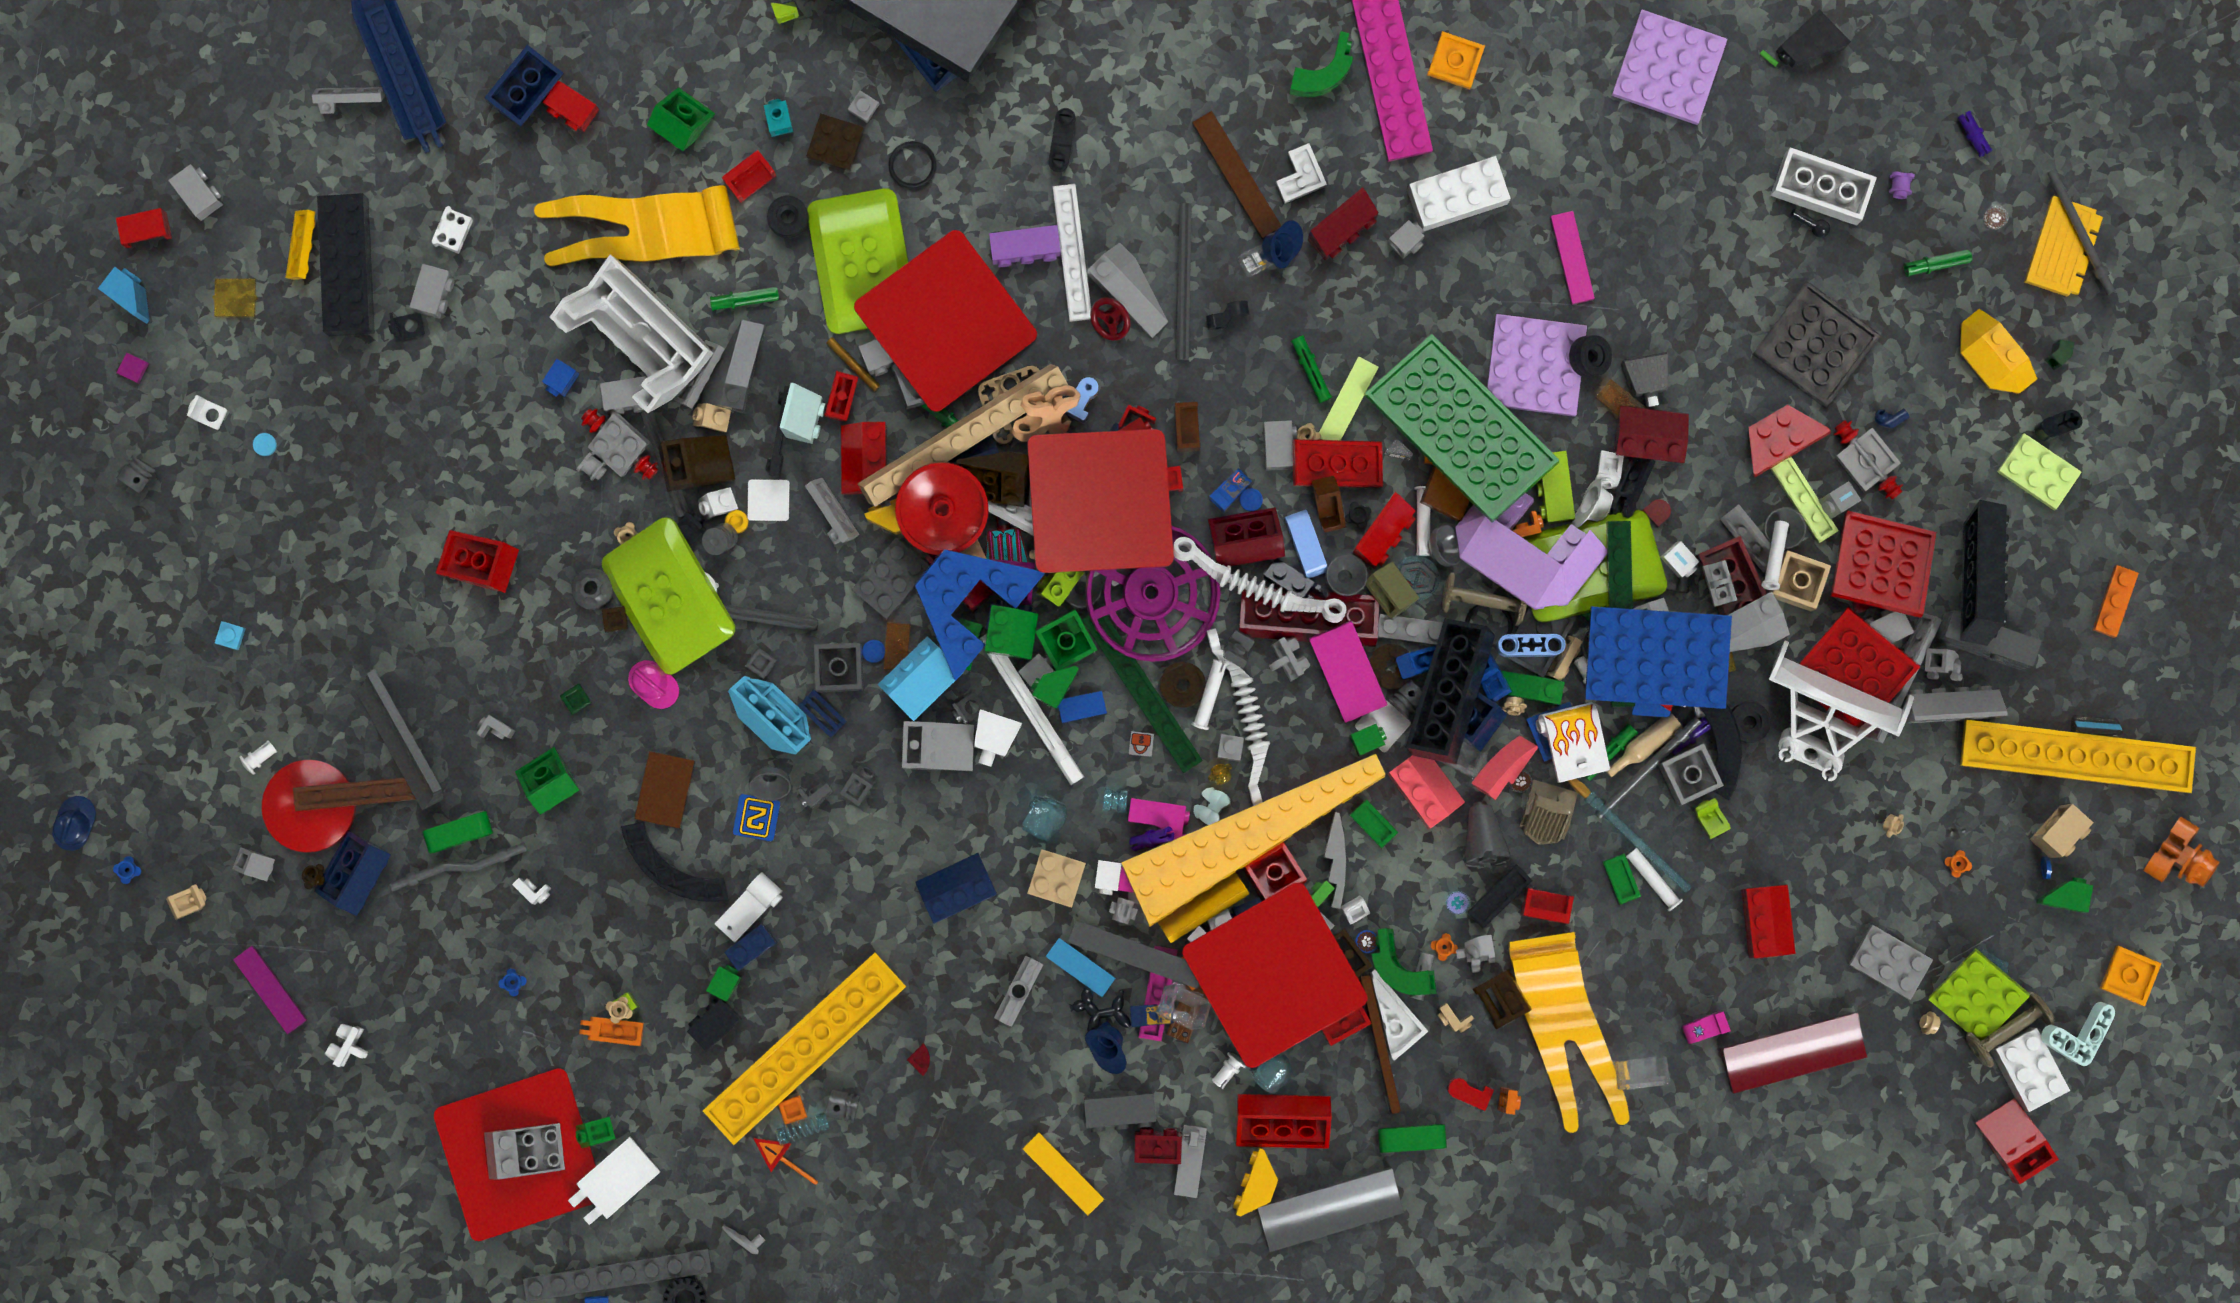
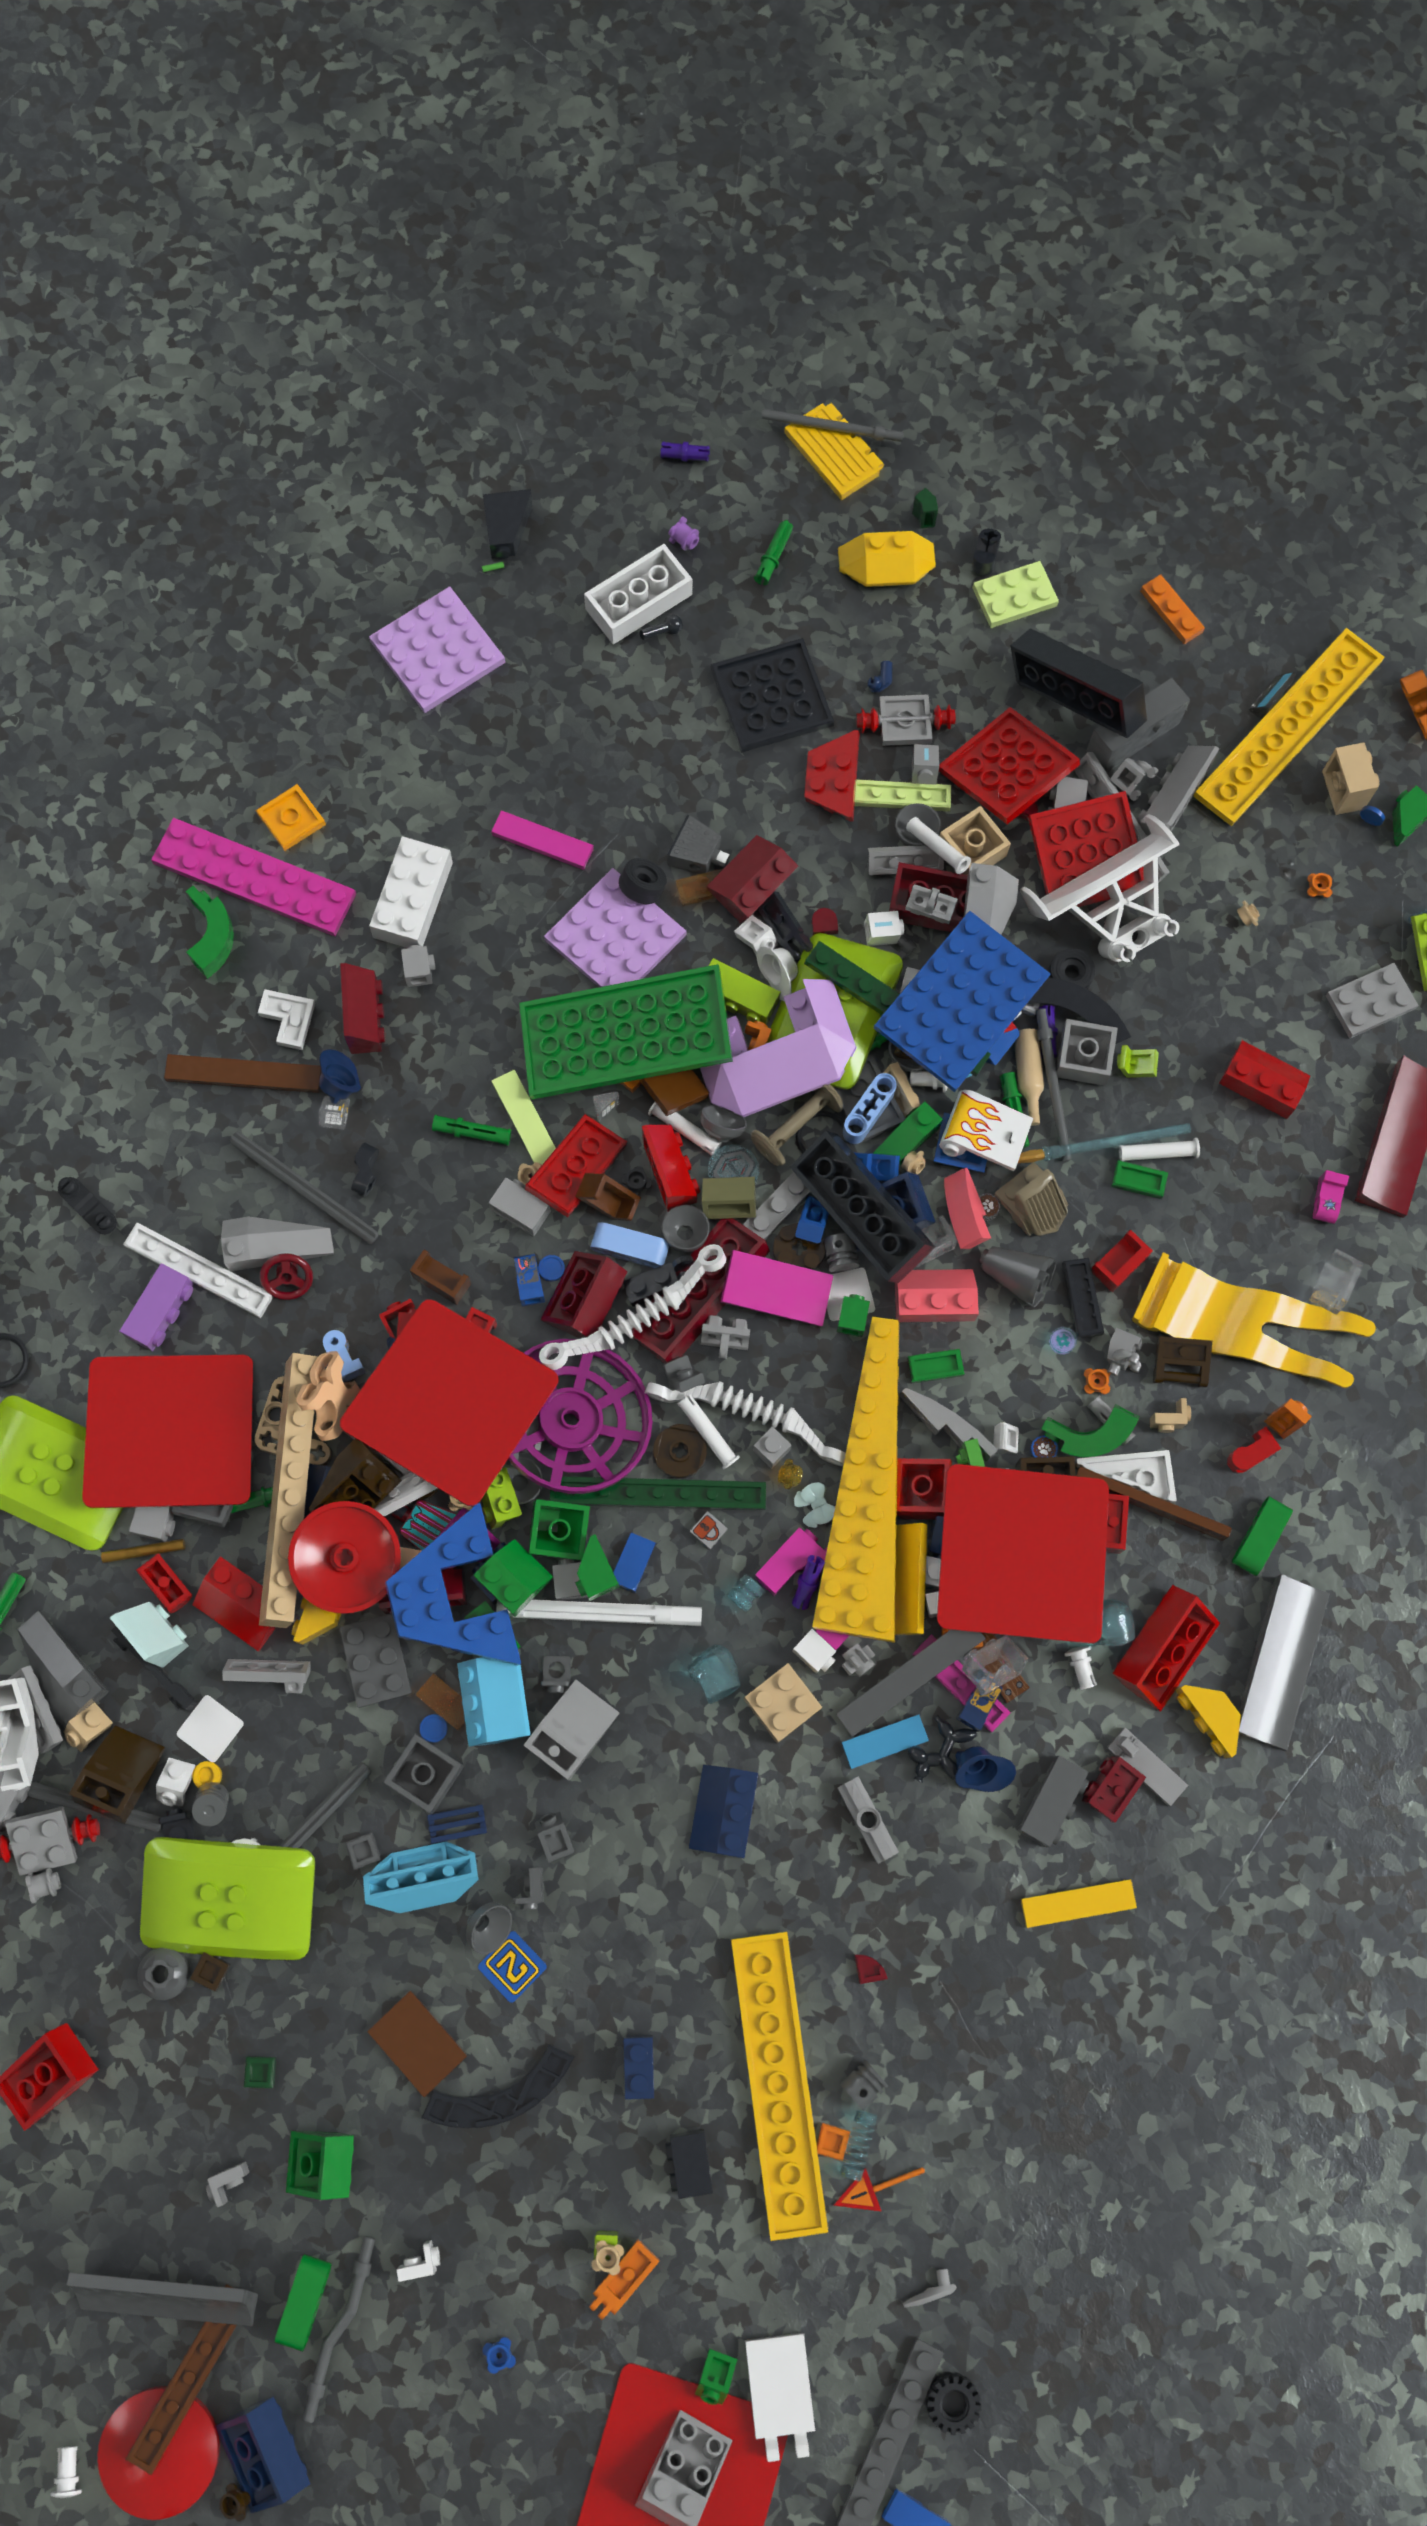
camera: 55 degrees left, 10 degrees down
(621, 532) = (129, 1901): tan plate -> none
(653, 685) = (304, 1978): dark pink piece -> none
(724, 982) = (655, 2121): green brick -> none
(749, 907) = (597, 2039): white door -> none
(994, 735) = (600, 1666): white torso -> none
(1996, 217) = (769, 483): clear tile -> none

